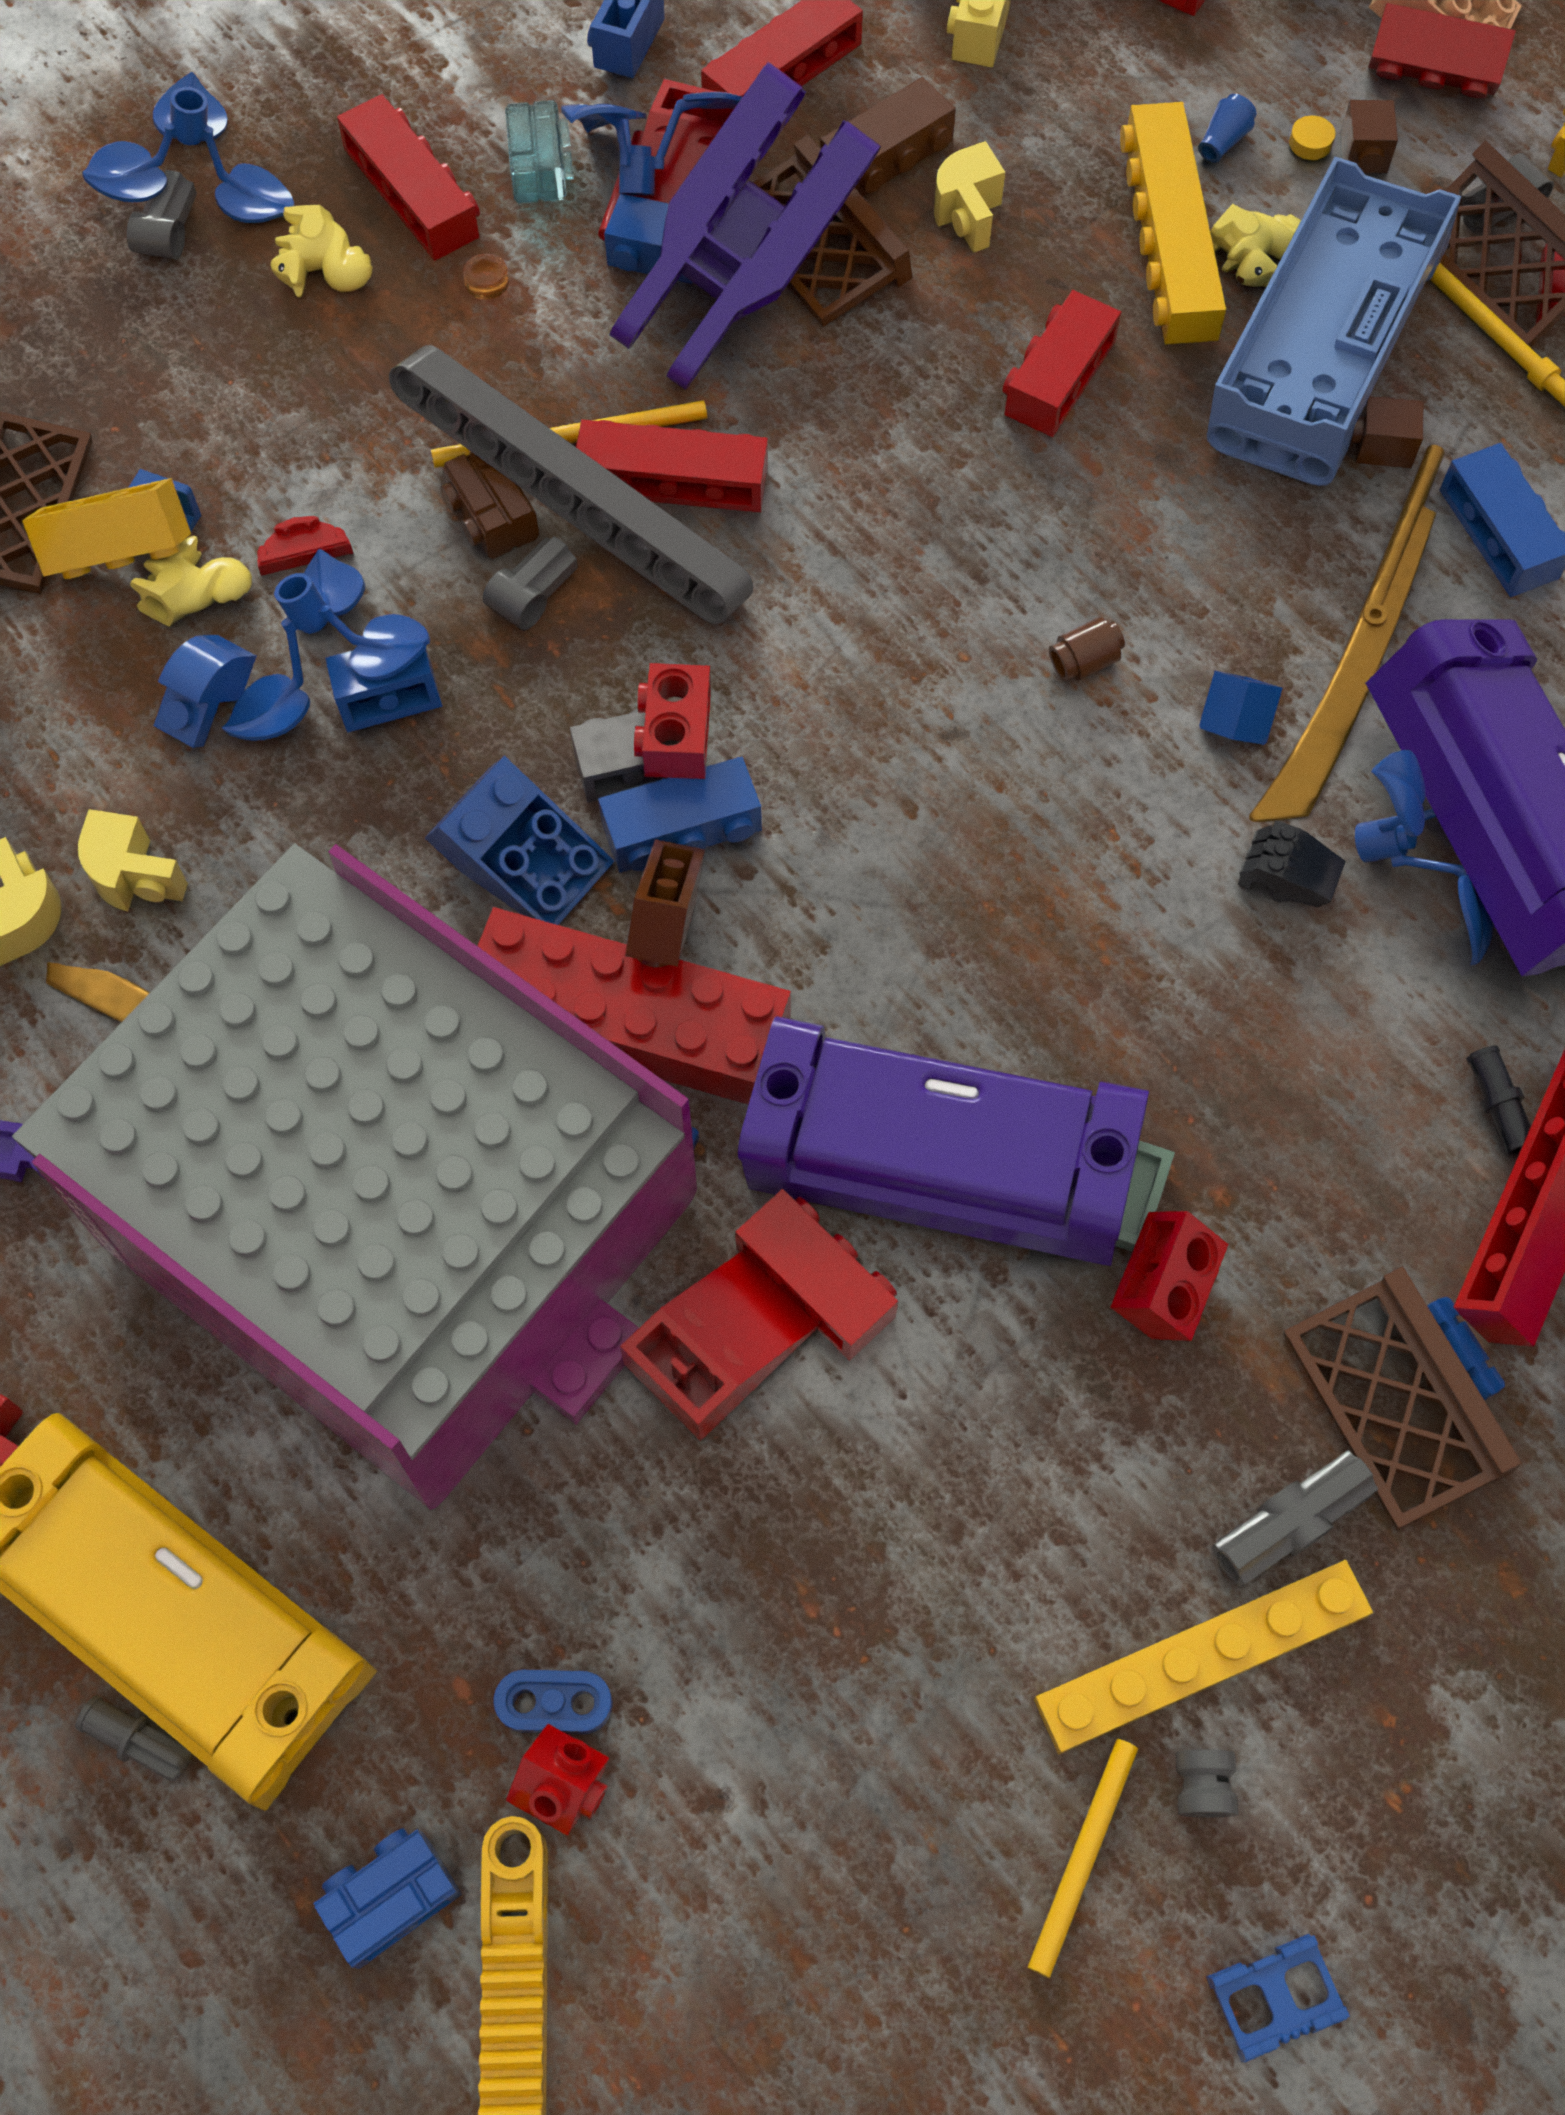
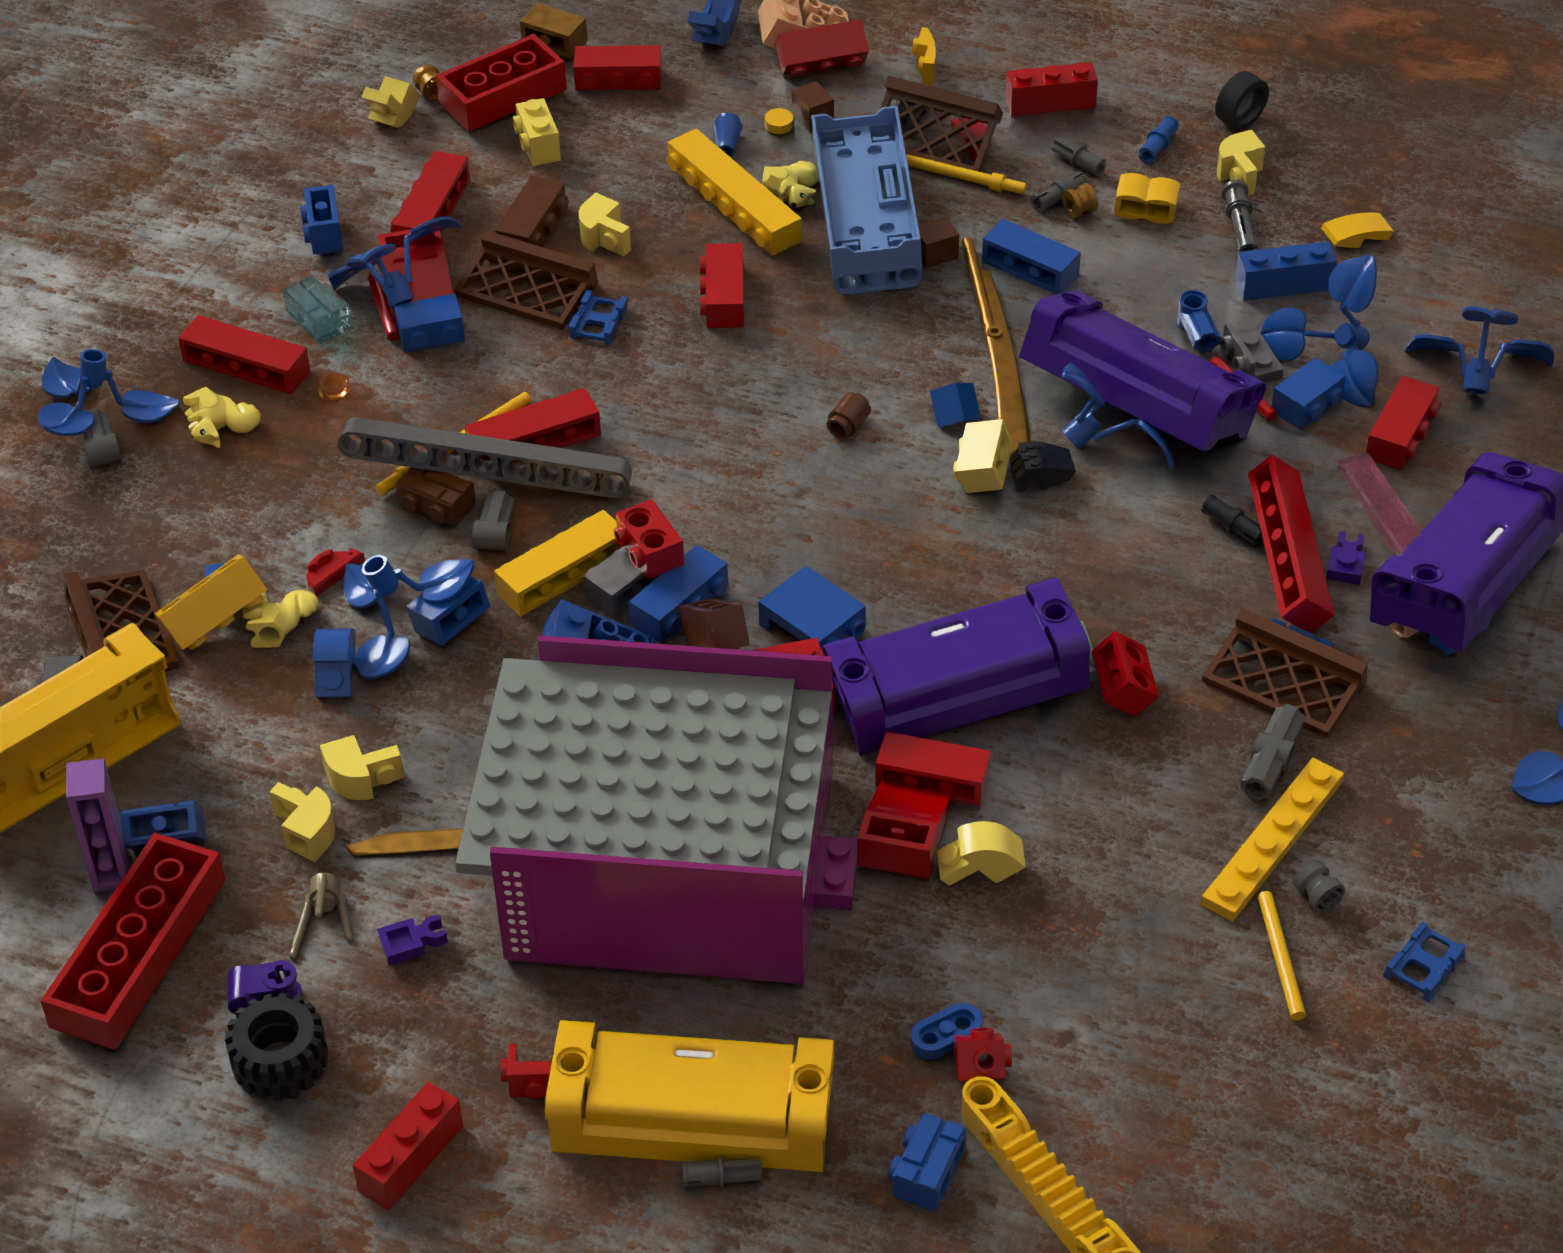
camera: 30 degrees left, 20 degrees down
(559, 685) = (556, 564): none -> yellow brick
(758, 238) = (473, 292): dark purple beam -> none
(784, 1453) = (984, 848): none -> light yellow brick
(827, 942) = (812, 609): none -> blue panel
(862, 323) = (587, 315): none -> blue piece
(1217, 813) = (983, 456): none -> light yellow brick

